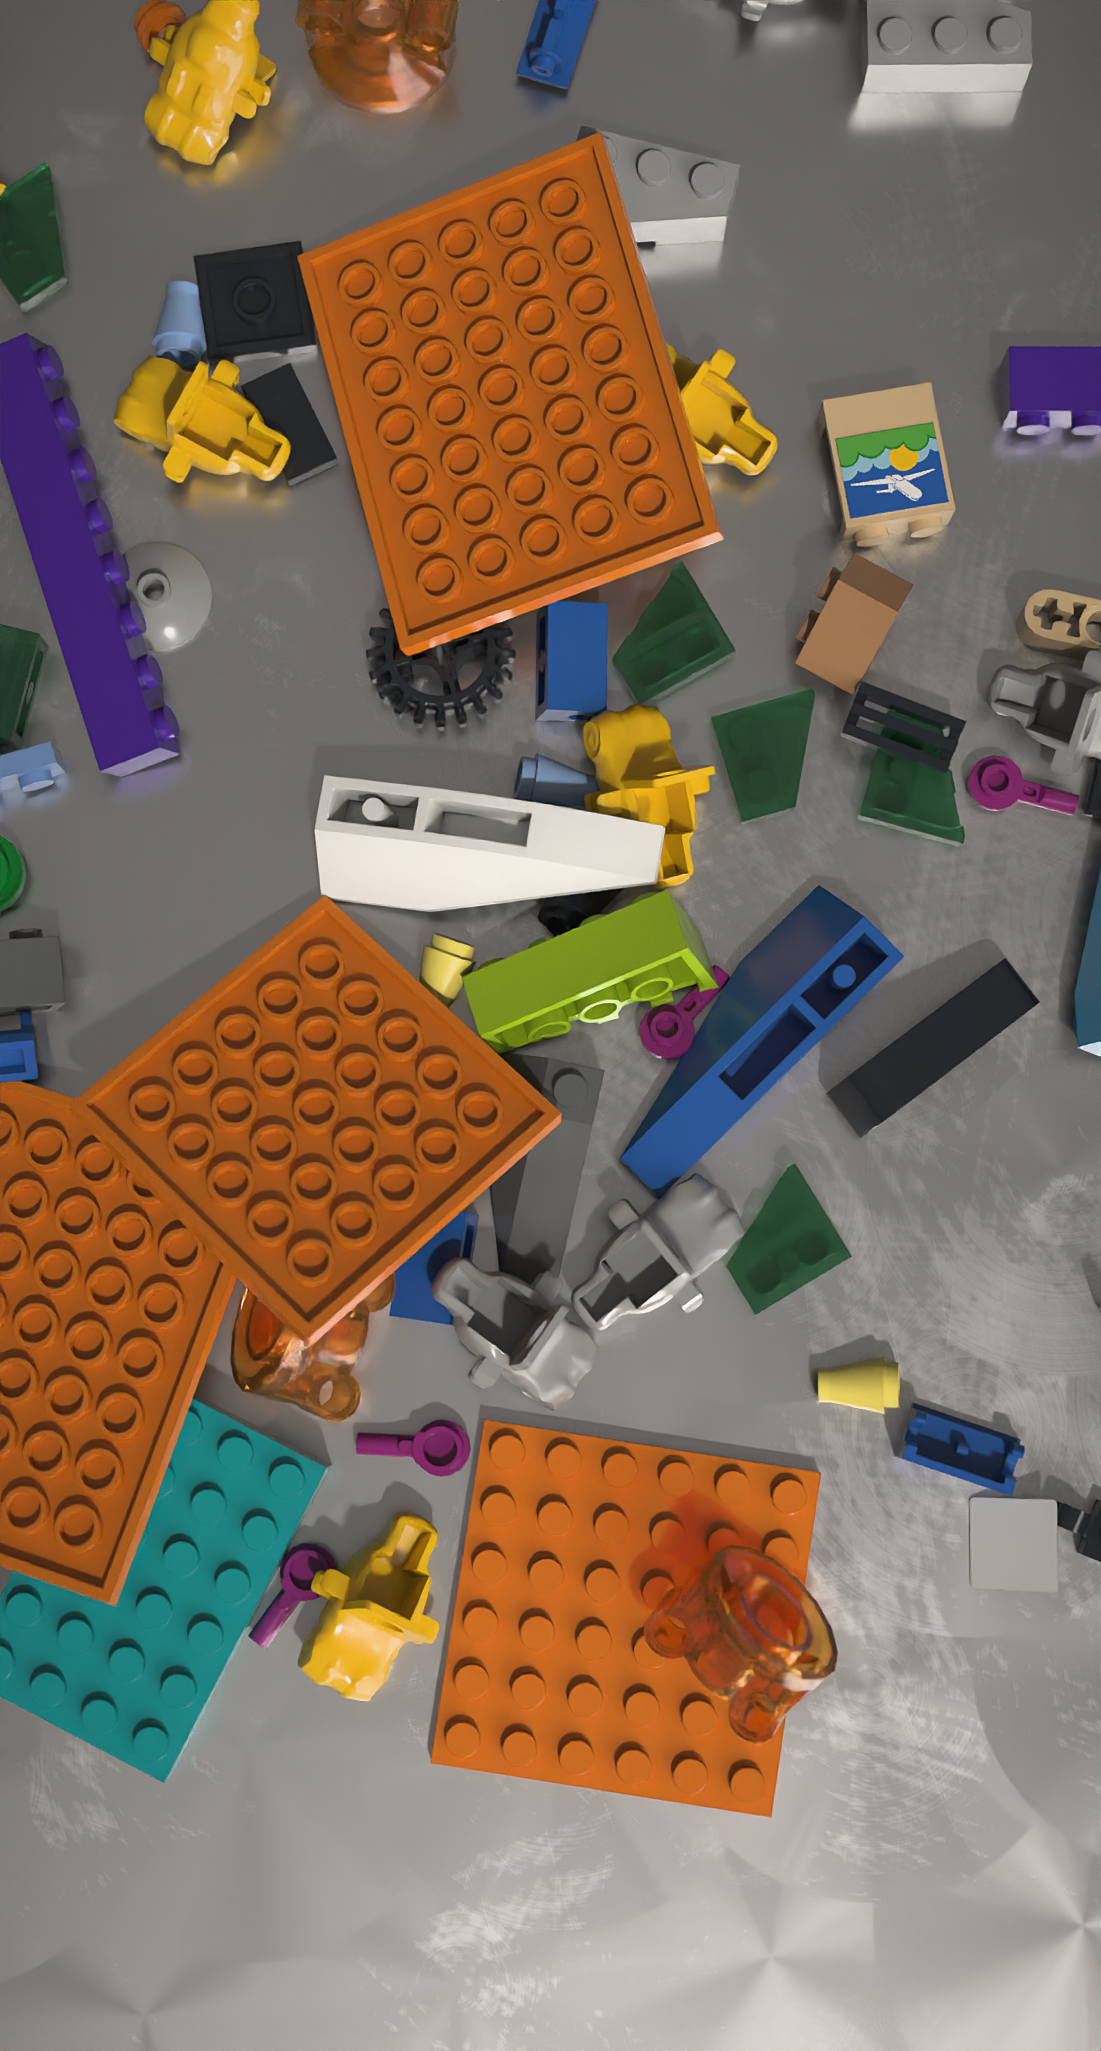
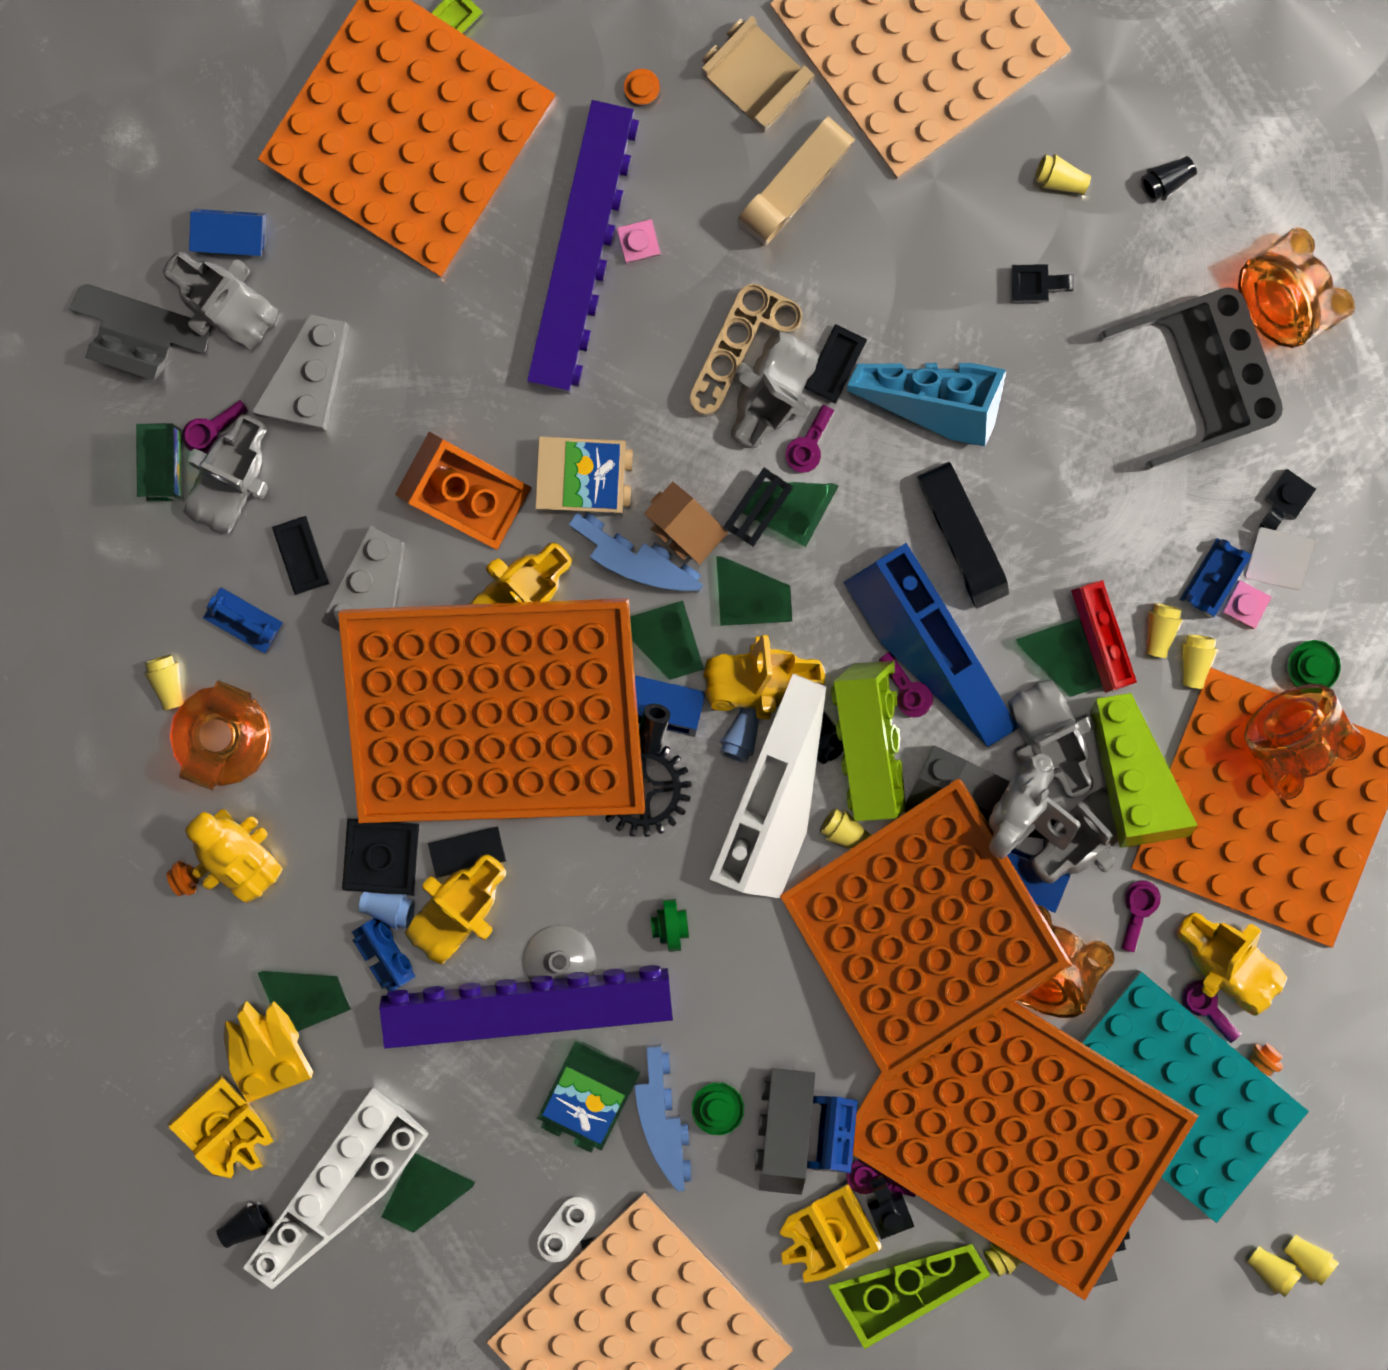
camera: 75 degrees left, 5 degrees up
(127, 324) = (393, 966): none -> blue hinge
(234, 1697) = (1266, 1059): none -> orange plate
(243, 739) = (670, 925): none -> green plate
(533, 640) = (653, 727): none -> black piece
(539, 1229) = (1027, 808): none -> light grey piece
(622, 1397) = (1137, 778): none -> lime wedge
(671, 93) = (300, 555): none -> black tile
(773, 583) = (647, 567): none -> medium blue slope
(821, 298) = (462, 490): none -> orange slope
(827, 1450) = (1197, 659): none -> light yellow cone
(830, 1297) = (1104, 636): none -> red tile
(864, 1632) = (1313, 664): none -> green plate
(929, 1508) = (1246, 604): none -> bright pink plate

